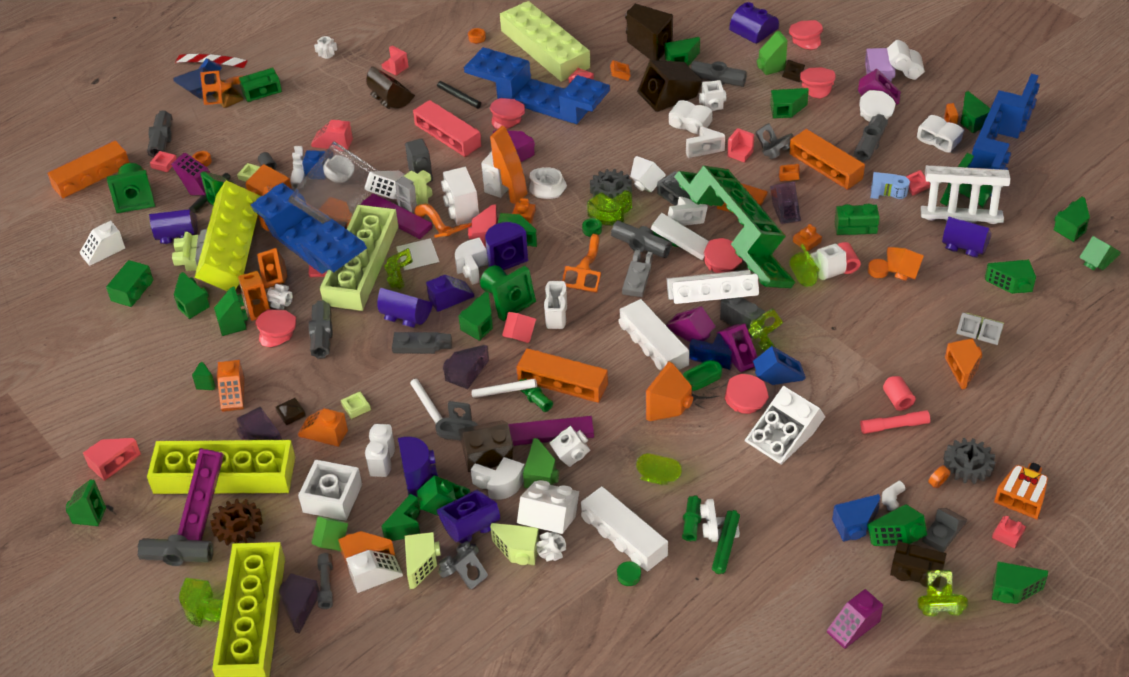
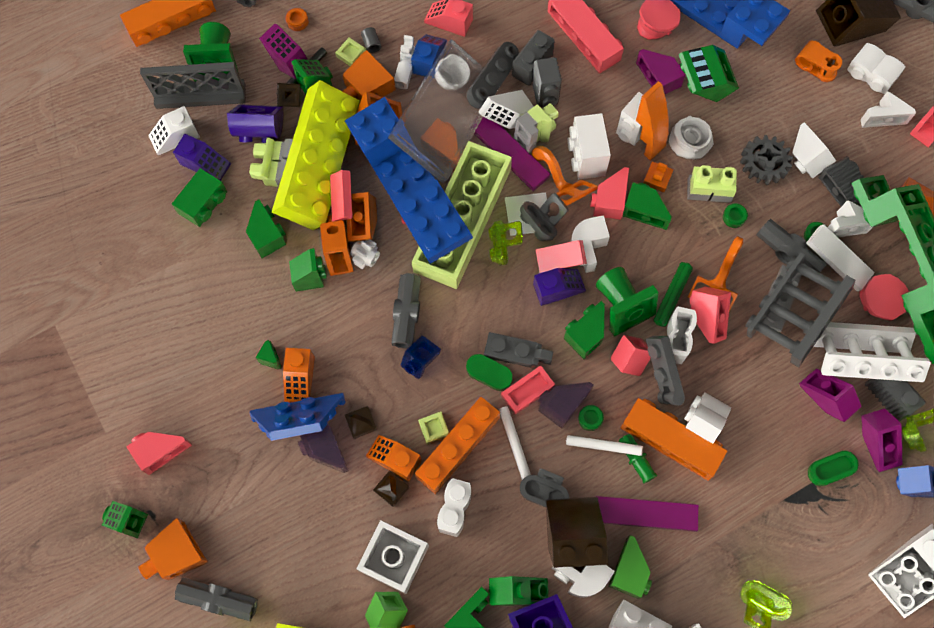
camera: 10 degrees right, 25 degrees up
(120, 217) = (203, 92): none -> dark grey fence
(121, 251) = (197, 154): none -> dark purple slope
(132, 523) = (172, 552): none -> orange torso
(163, 161) = (253, 16): coral plate -> none
(200, 204) = (288, 94): none -> dark brown tile
(200, 494) = (248, 540): magenta tile -> none
(222, 411) = (298, 417): none -> blue wing
(236, 522) = (281, 584): reddish brown gear -> none
(245, 468) = (276, 496): neon yellow brick -> none
(253, 253) = (341, 195): none -> coral tile
(275, 327) = (356, 296): coral hat -> none
(323, 450) = (391, 488): none -> dark brown tile
(334, 357) = (419, 356): none -> clear blue bracket
(375, 161) = (492, 74): none -> dark grey plate
(377, 407) = (457, 445): none -> orange brick
(398, 152) = (538, 47): none -> dark grey brick
(398, 360) = (489, 372): none -> green tile
(403, 307) = (505, 299): dark purple brick -> none
(416, 463) = (493, 548): dark purple brick -> none
(431, 256) = (540, 219): none -> dark grey bracket
(431, 367) = (527, 389): none -> coral tile
(452, 266) = (561, 256): none -> coral tile
(490, 376) = (590, 418): none -> green tile
(506, 245) = (632, 235): dark purple brick -> none
(546, 326) = (665, 370): none -> dark grey plate
(551, 275) = (673, 294): none -> green axle
(552, 136) = (708, 72): none -> green slope
(562, 202) = (712, 183): none -> yellowish green hips
(570, 446) = (662, 554): white brick -> none
(581, 285) = (712, 312): none -> coral slope
(587, 351) = (707, 417): none -> white brick
(608, 209) = (758, 197): clear neon green brick -> none
(643, 120) = (816, 59): none -> orange piece
(653, 335) = (786, 404): white brick -> none
(662, 278) = (812, 329): none -> dark grey fence
(668, 394) = (795, 500): orange slope -> none
(712, 95) = (908, 42): white brick -> none
(718, 351) = (858, 443): clear blue slope -> none
(746, 393) = (881, 513): coral hat -> none

